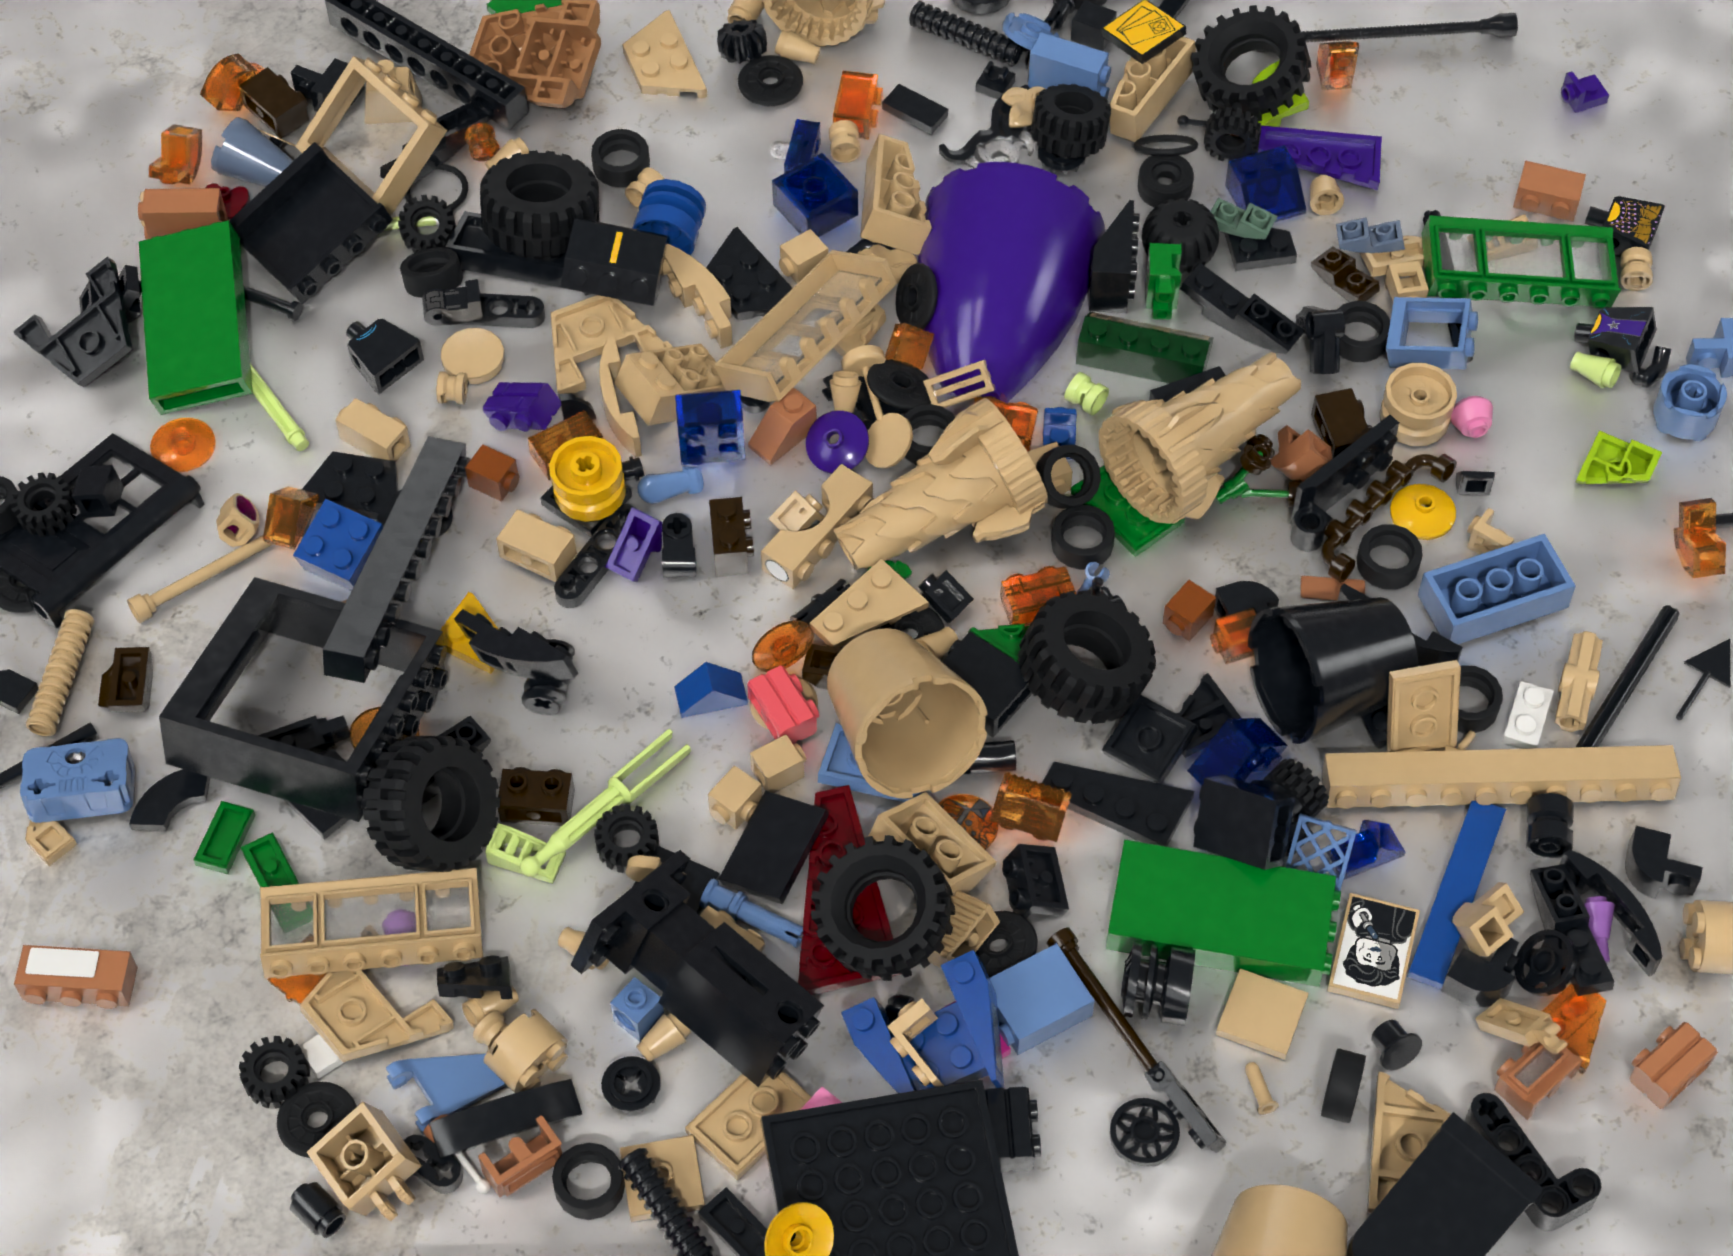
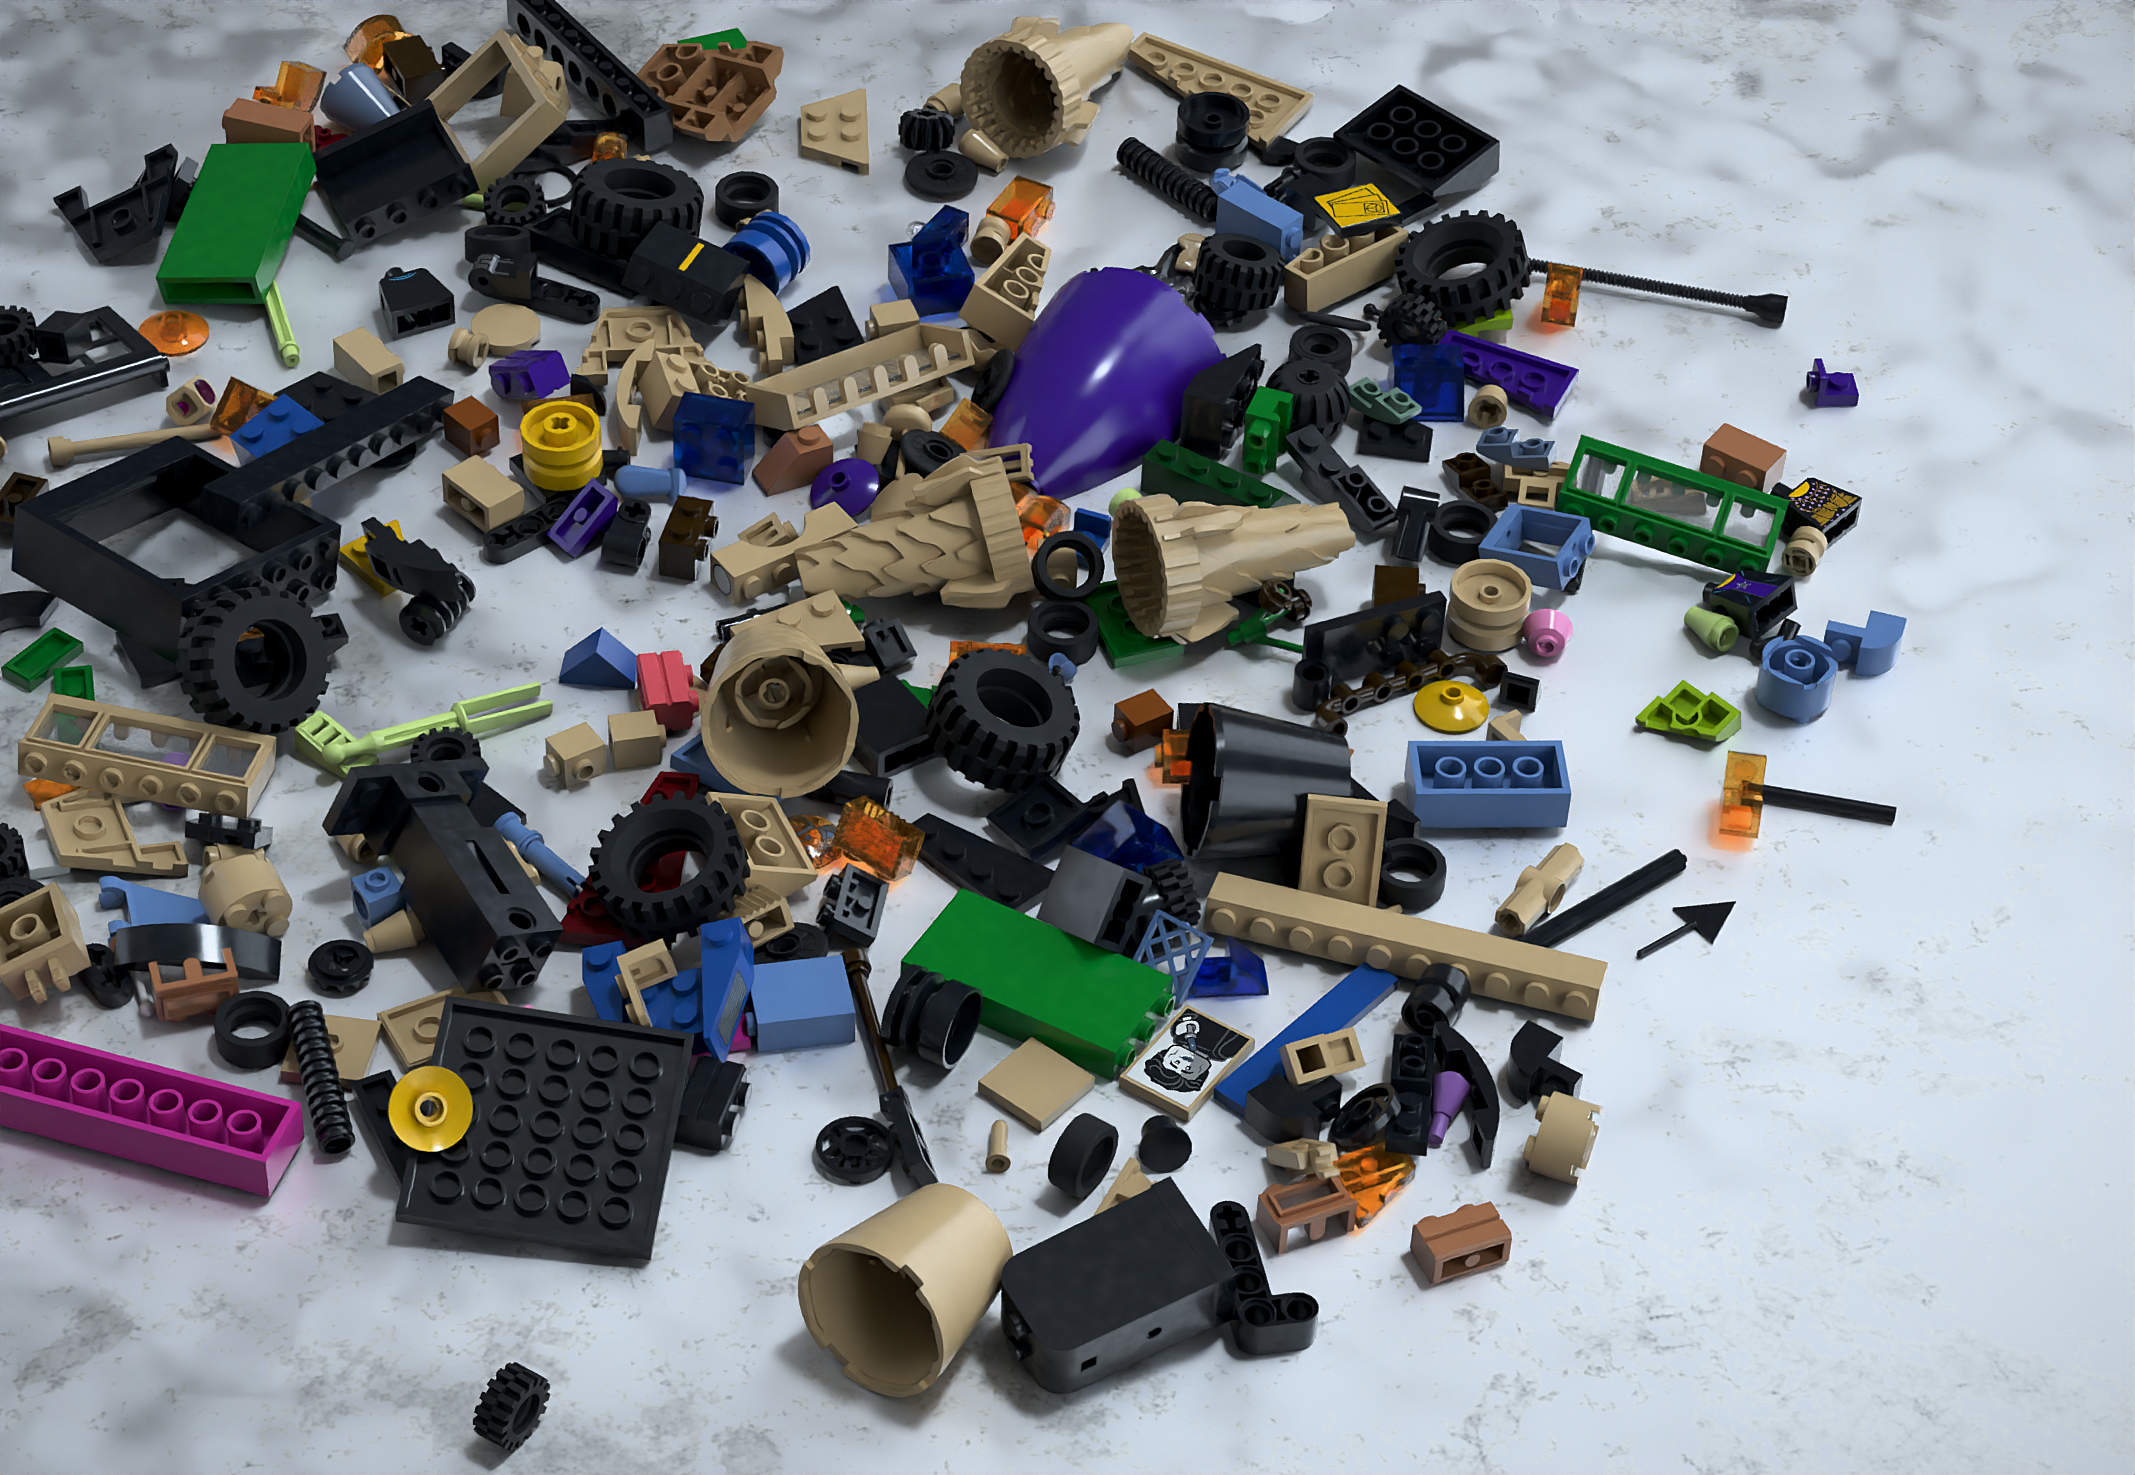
camera: 15 degrees right, 15 degrees down
(536, 796) = (369, 700): dark brown brick -> none
(773, 847) = (588, 804): black tile -> none
(782, 645) = (696, 642): clear orange dish -> none
(915, 109) = (1083, 232): black tile -> none
(995, 81) = (1181, 224): black tile -> none
(1300, 454) = (1332, 604): nougat brick -> none
(1394, 536) = (1386, 712): black tyre -> none
(1527, 716) = (1471, 904): white plate -> none

